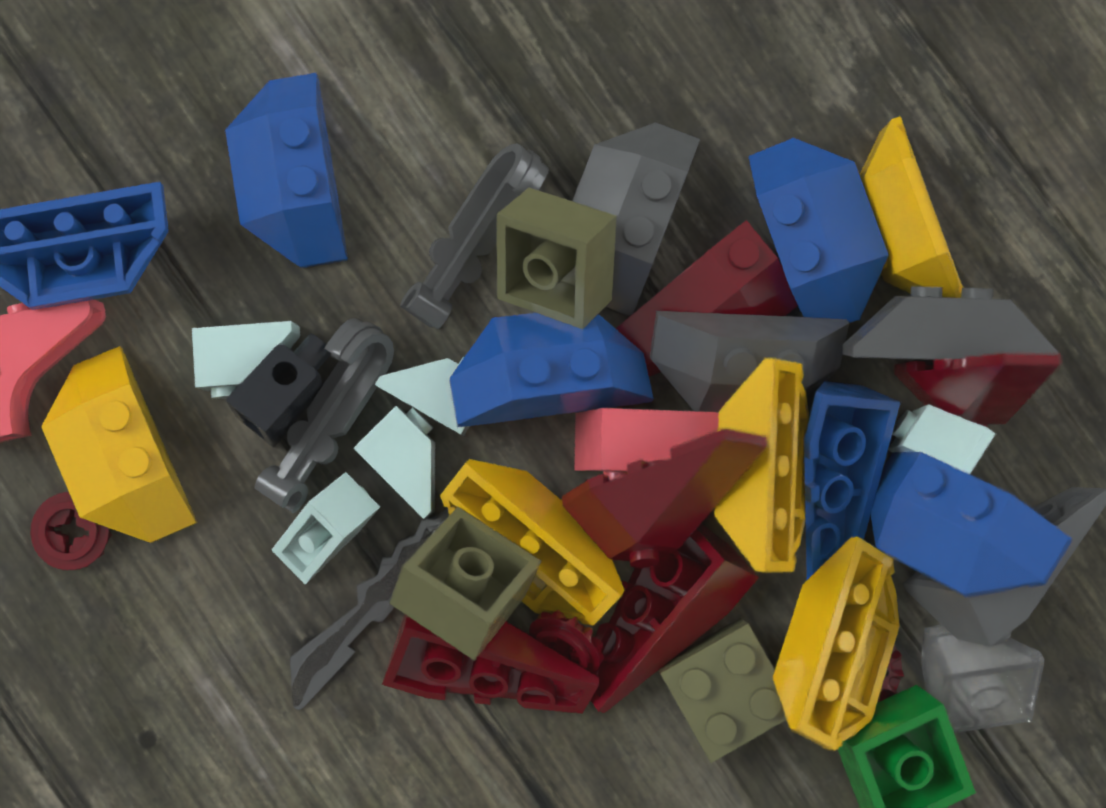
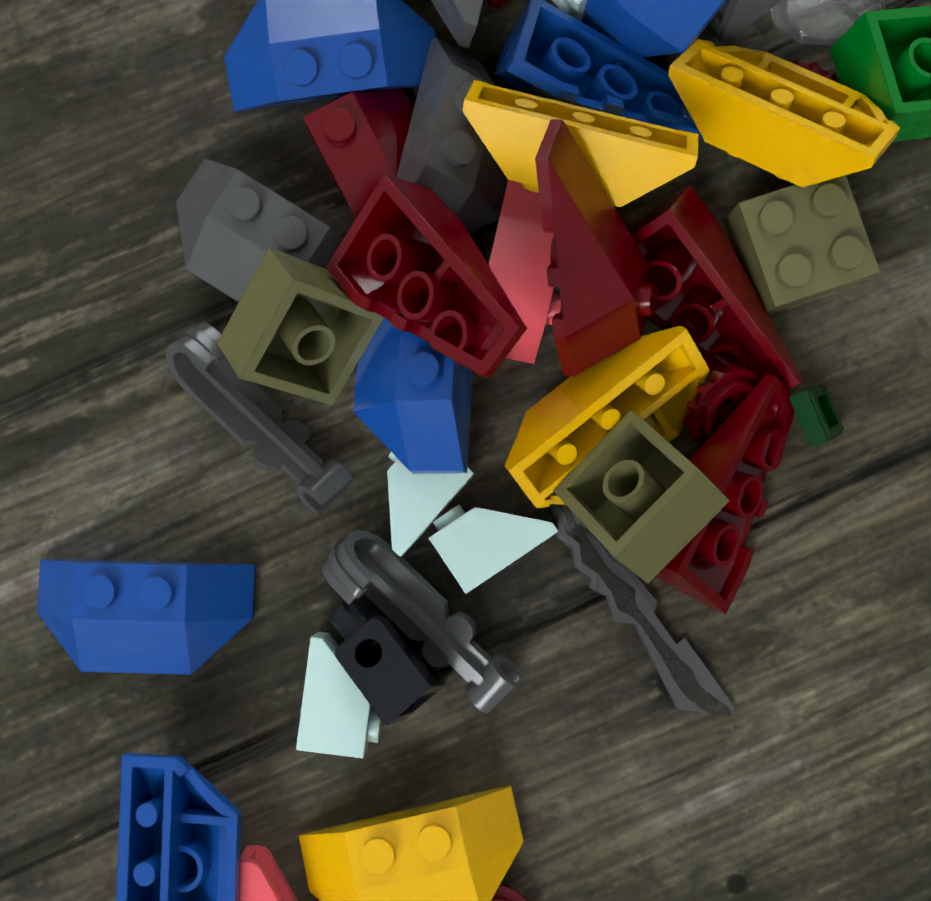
camera: 75 degrees left, 0 degrees up
(325, 527) = (545, 643): light aqua slope -> none
(574, 733) = (817, 415): none -> dark green tile
(619, 352) = (426, 276): none -> dark red wedge

